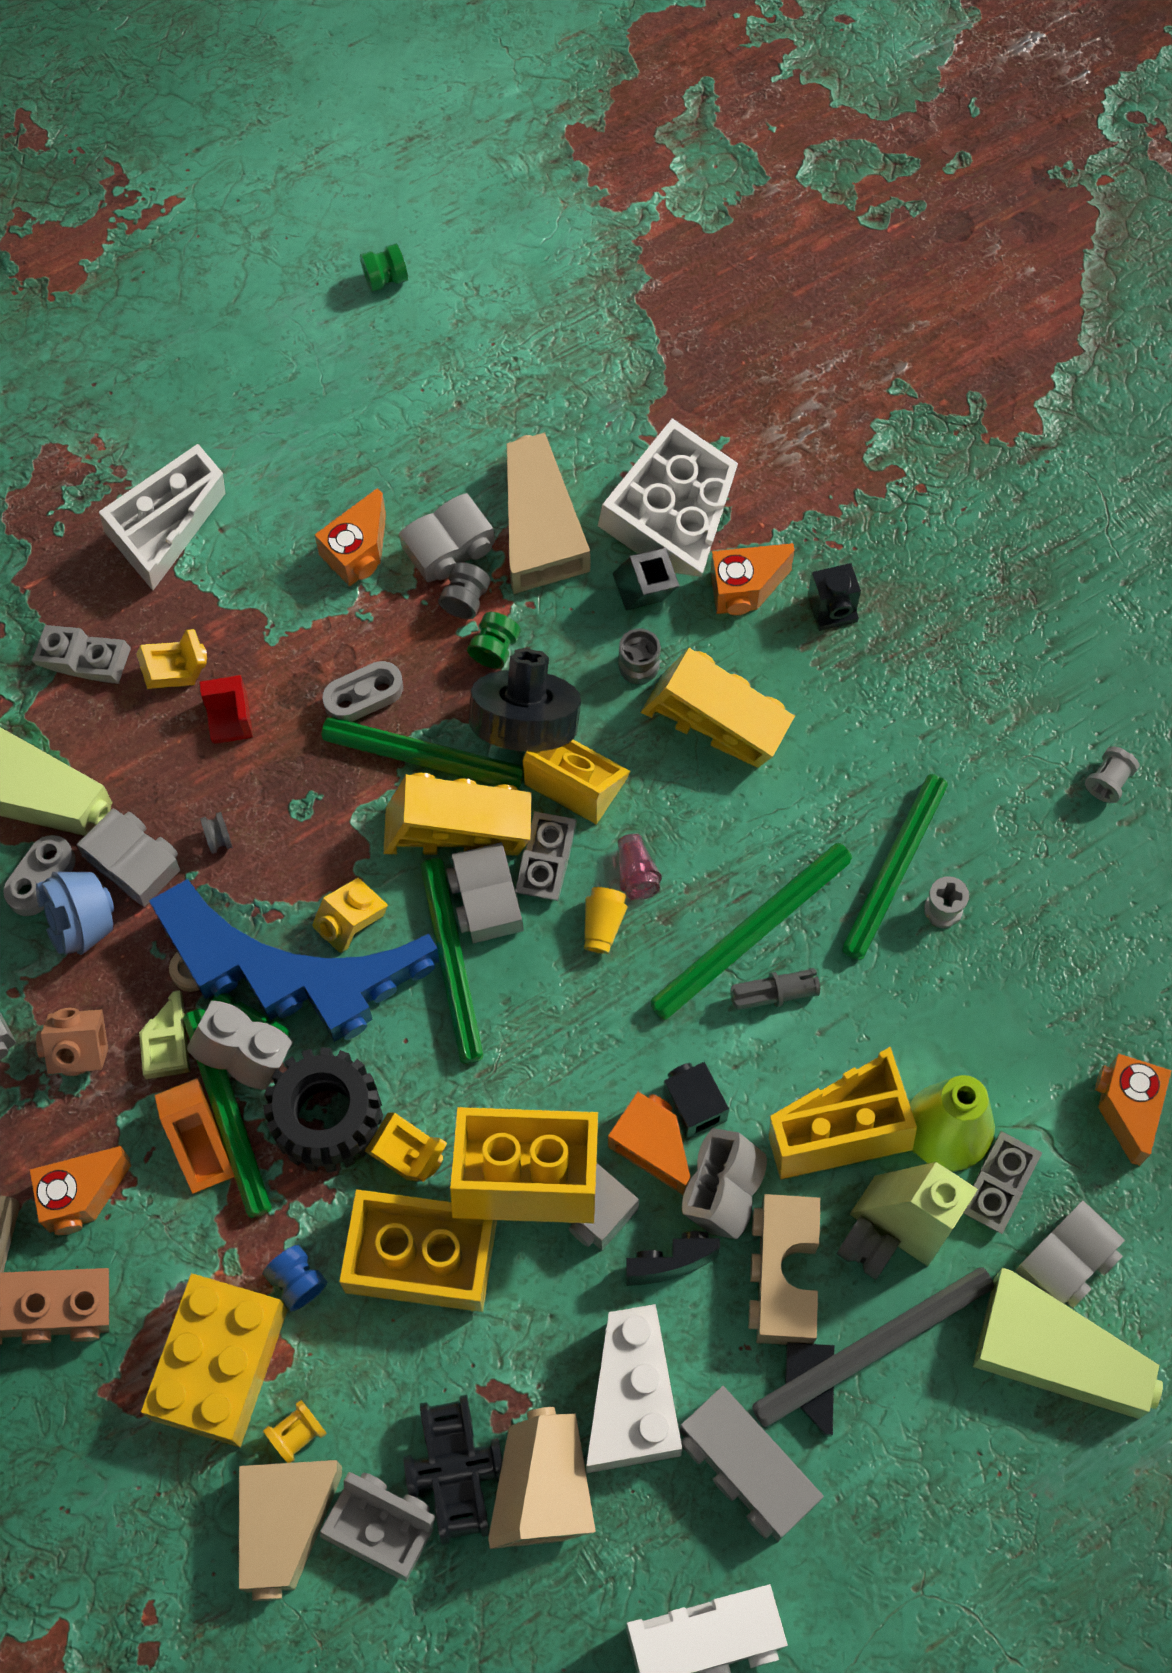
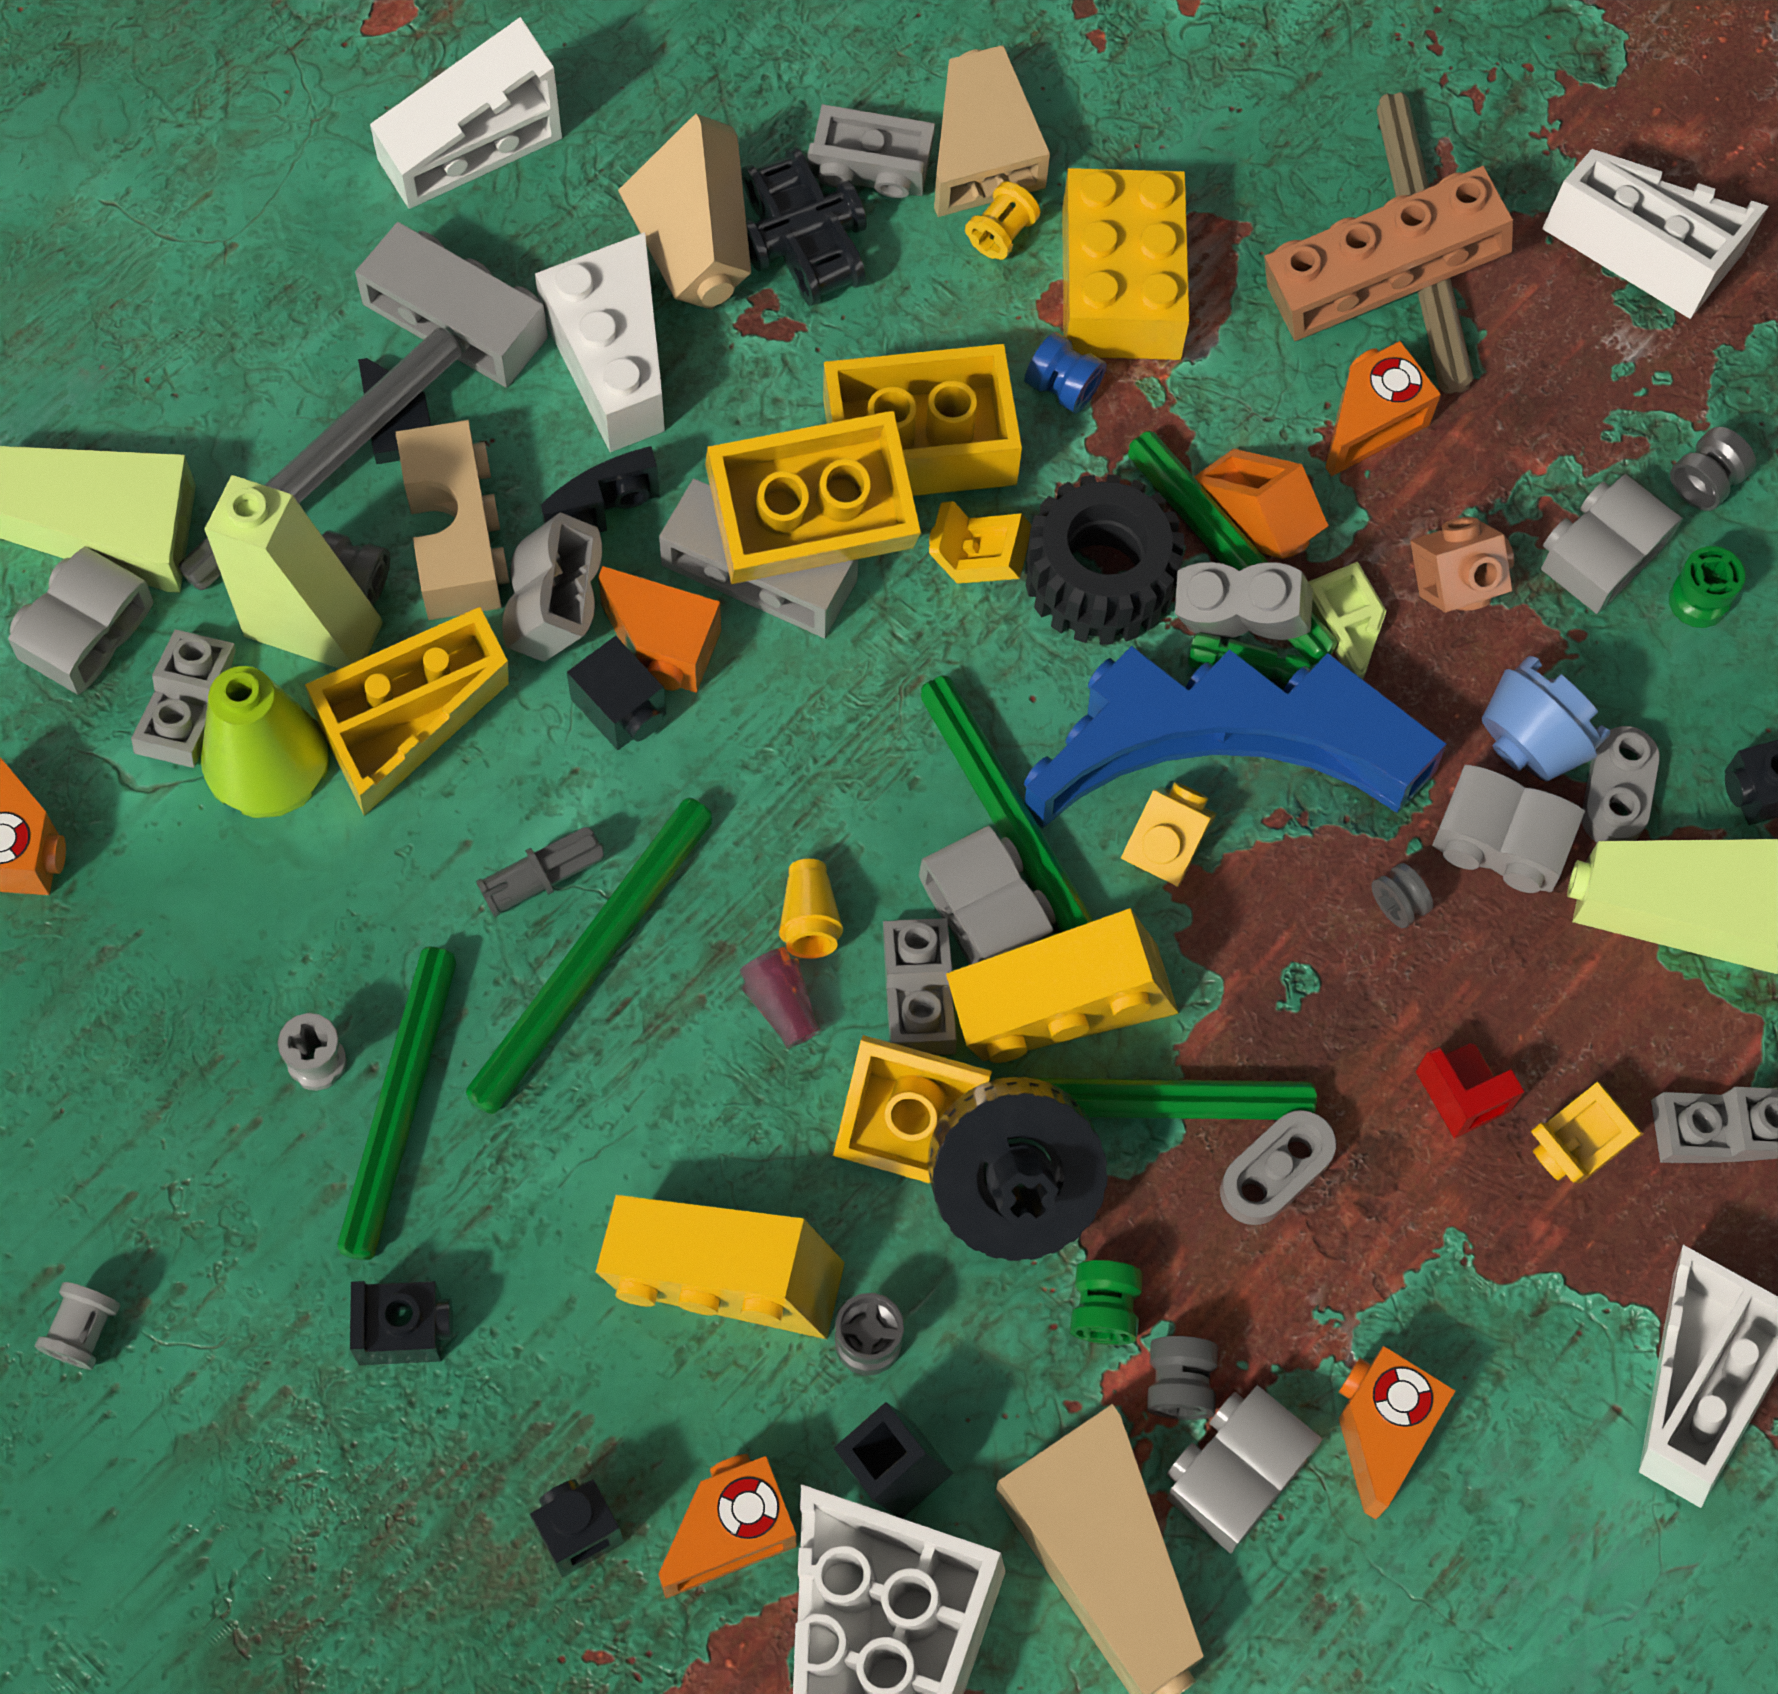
camera: 160 degrees right, 0 degrees up
(917, 730) = (378, 1342): none -> black brick

